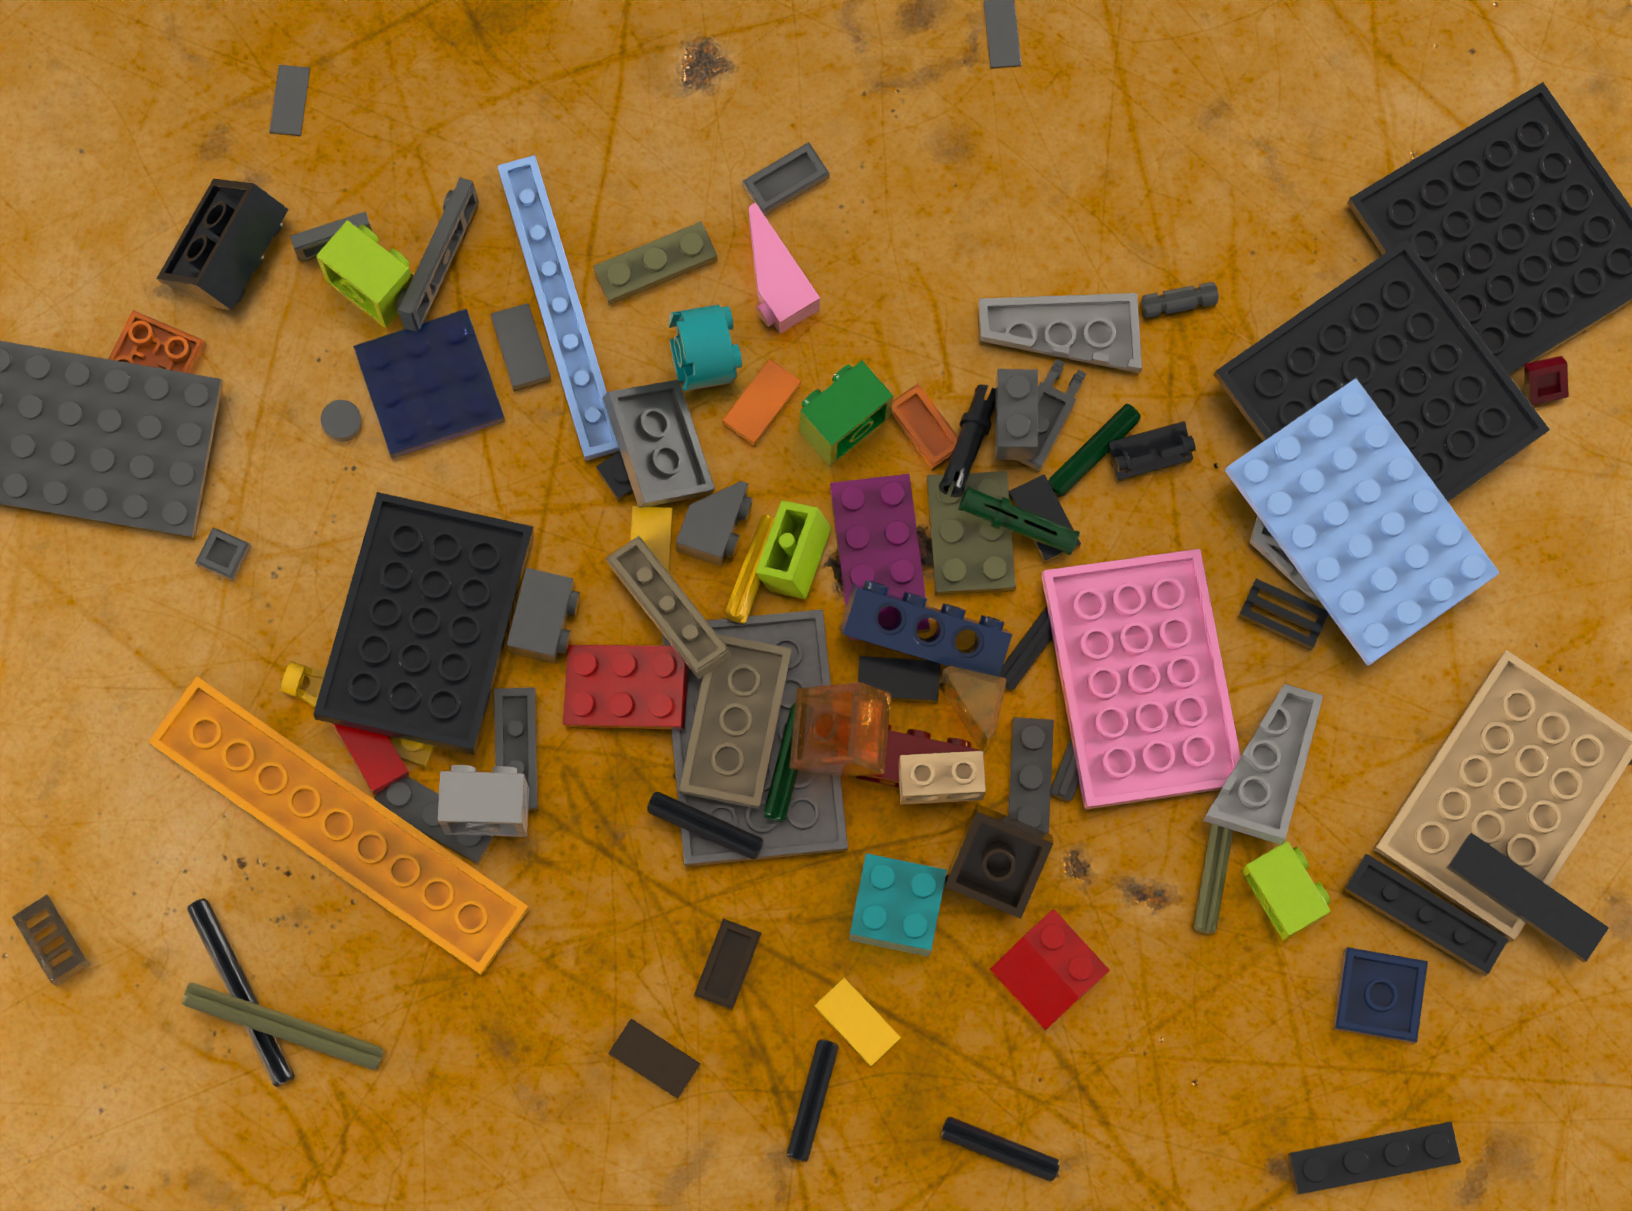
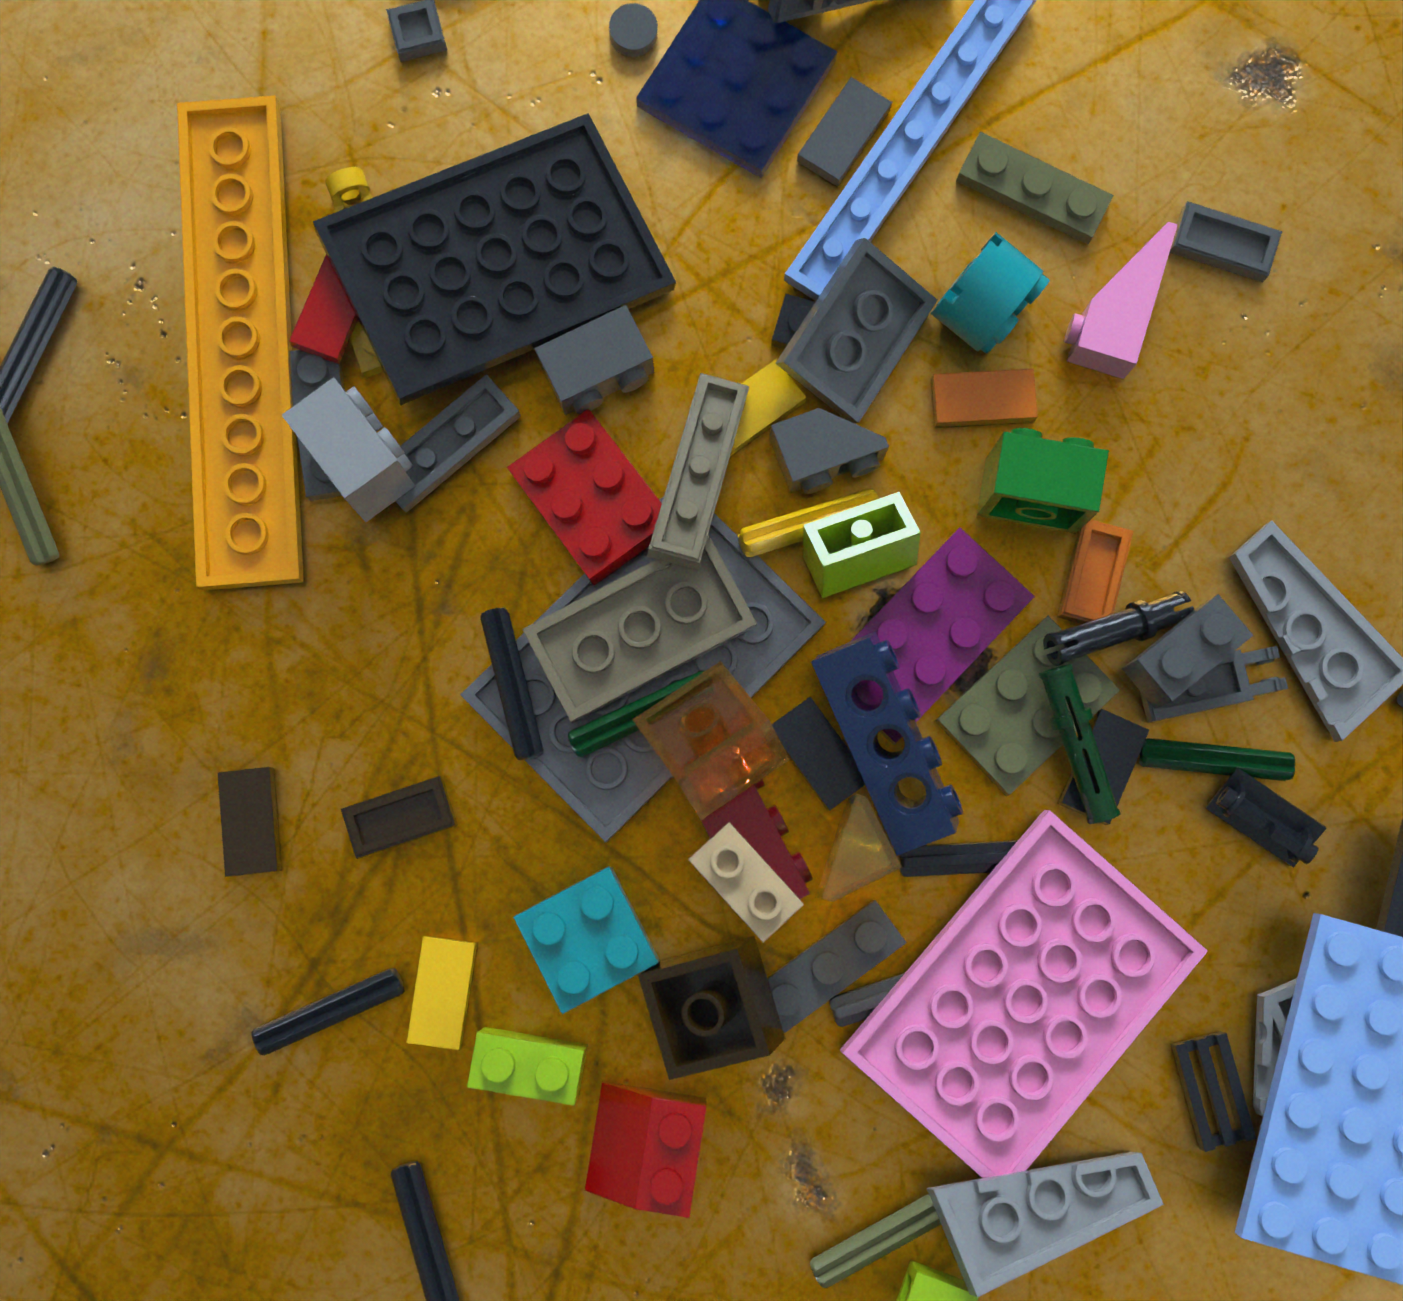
camera: 55 degrees right, 5 degrees up
(944, 1000) = (527, 1065): none -> lime brick

